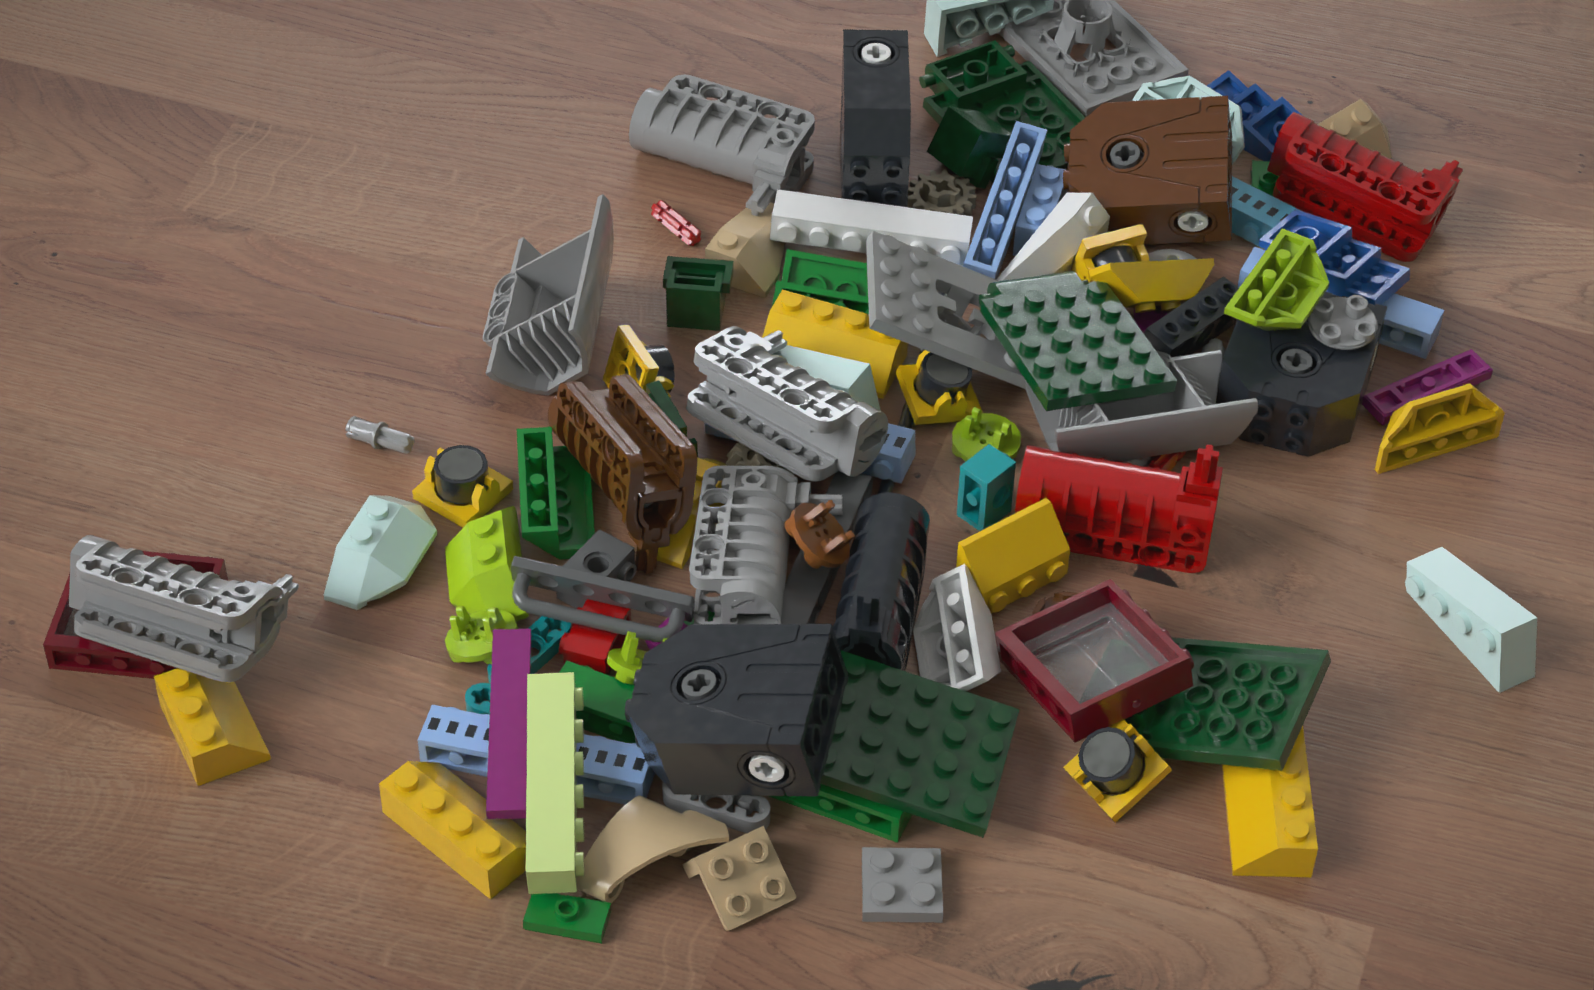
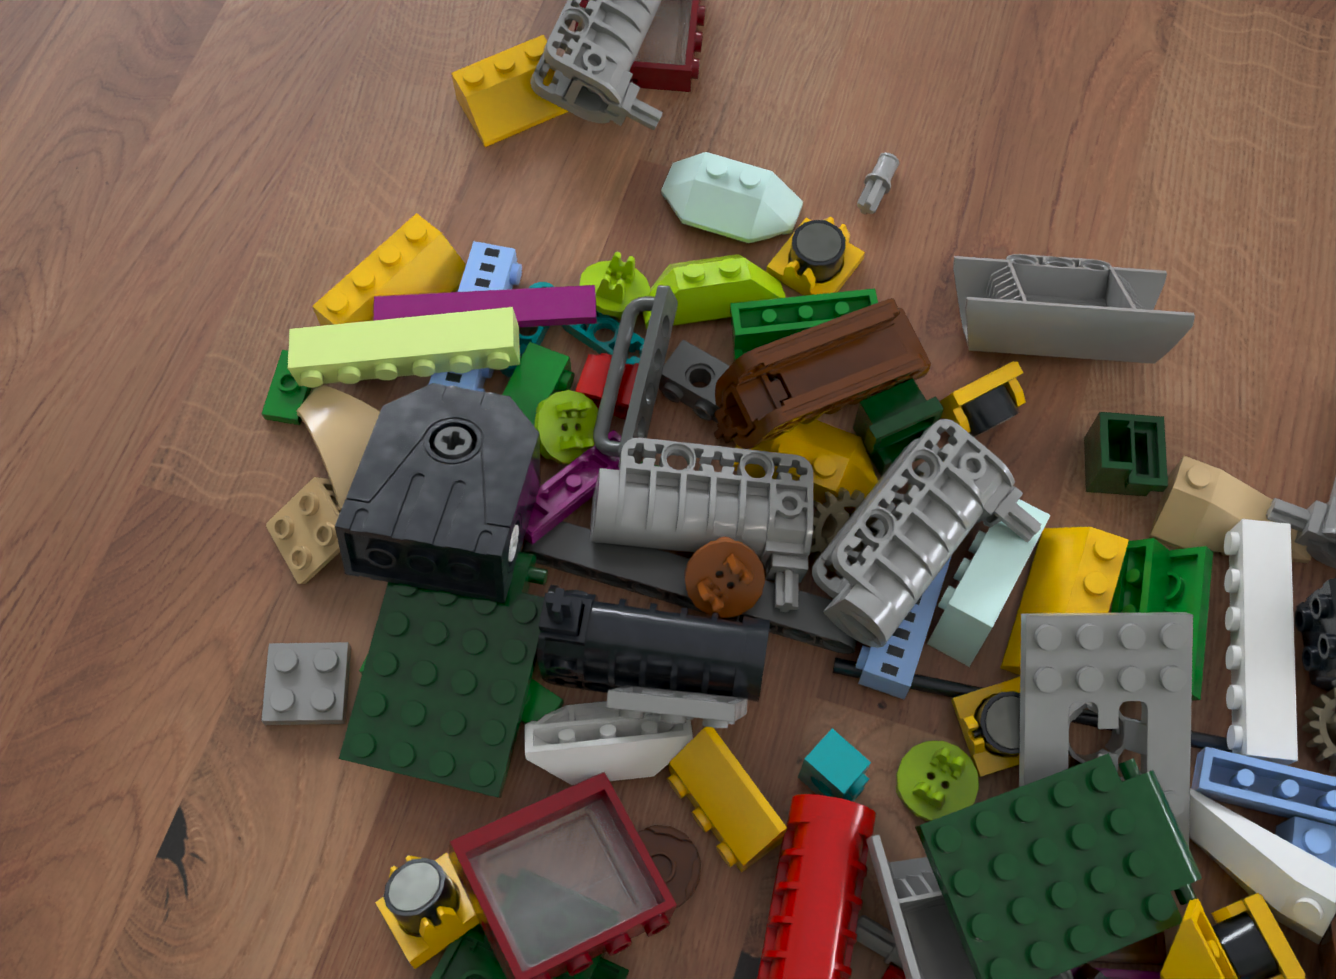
camera: 90 degrees right, 20 degrees up
(676, 223) = (1248, 436): axle -> none
(941, 560) = (677, 705): none -> light grey plate

